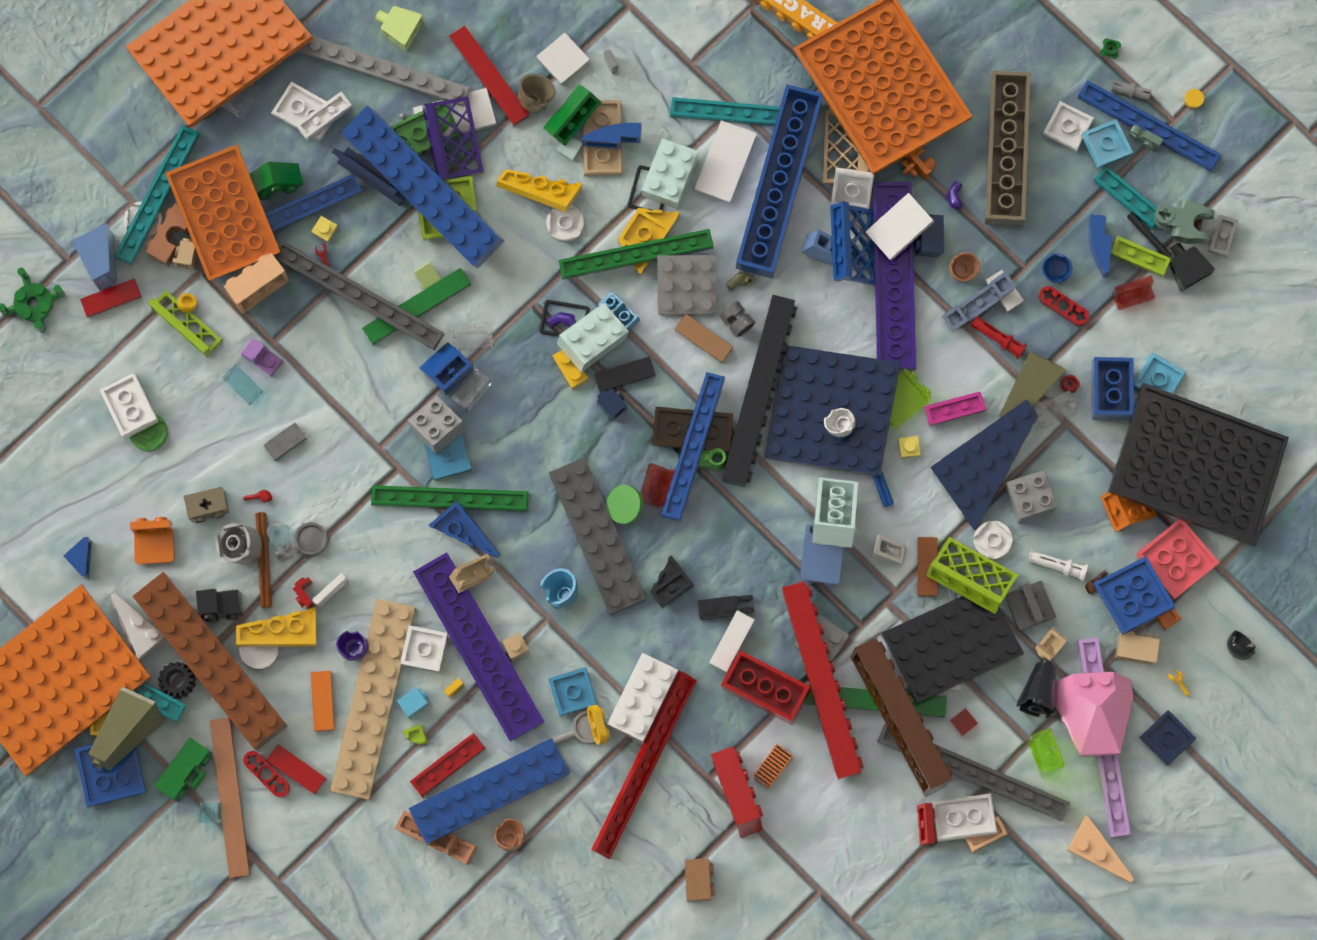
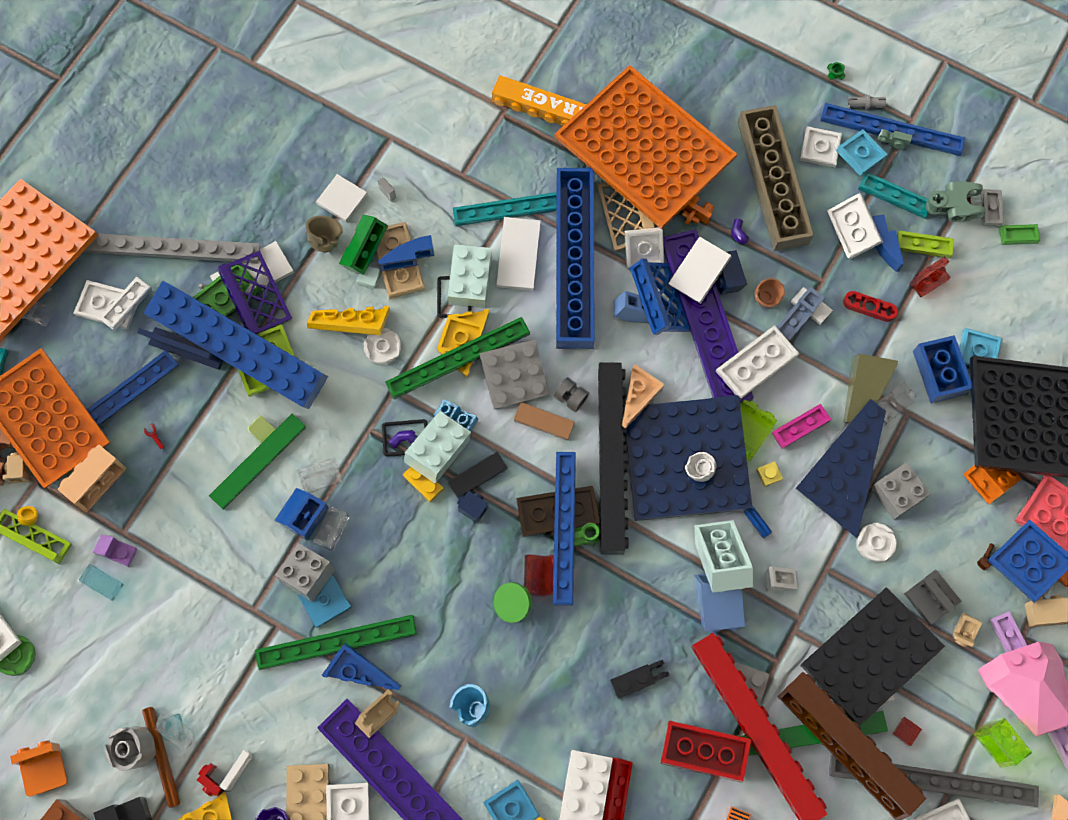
camera: 20 degrees left, 5 degrees down
(196, 502) = (76, 716): dark tan brick -> none
(263, 494) = (147, 689): red hand -> none
(276, 177) = (90, 371): green brick -> none
(285, 441) = (156, 628): flat silver tile -> none
(311, 540) = (204, 722): flat silver piece -> none
(324, 229) = (150, 410): light yellow plate -> none
(359, 295) = (198, 465): dark grey plate -> none
(400, 25) = (180, 204): yellowish green torso -> none
(489, 75) = (276, 230): red tile -> none
(515, 647) = (441, 778): tan brick -> none
(597, 536) = (493, 641): dark grey plate -> none
(670, 584) = (579, 669): black wing -> none
(732, 641) = (656, 712): white tile -> none
(740, 279) = (562, 357): olive arm -> none
(807, 333) = (641, 392): none -> light nougat wing
(925, 555) = (822, 585): dark orange tile -> none
(930, 334) = (757, 362): none -> white tile
(965, 585) = (868, 593): lime fence -> none
(1007, 342) = (829, 352): red pin -> none
(1039, 691) = (973, 680): black cone -> none
(1057, 268) = (854, 272): blue hair -> none
(1067, 567) = (955, 550): white pin -> none
(1070, 379) = (904, 375): red plate -> none
(1073, 220) = (854, 226): none -> white tile
(1148, 234) = (924, 223): black bar -> none
(1189, 266) = (972, 241): black torso -> none
(1194, 99) = (924, 96): yellow tile -> none
(1242, 270) = (1019, 234): none -> bright green tile

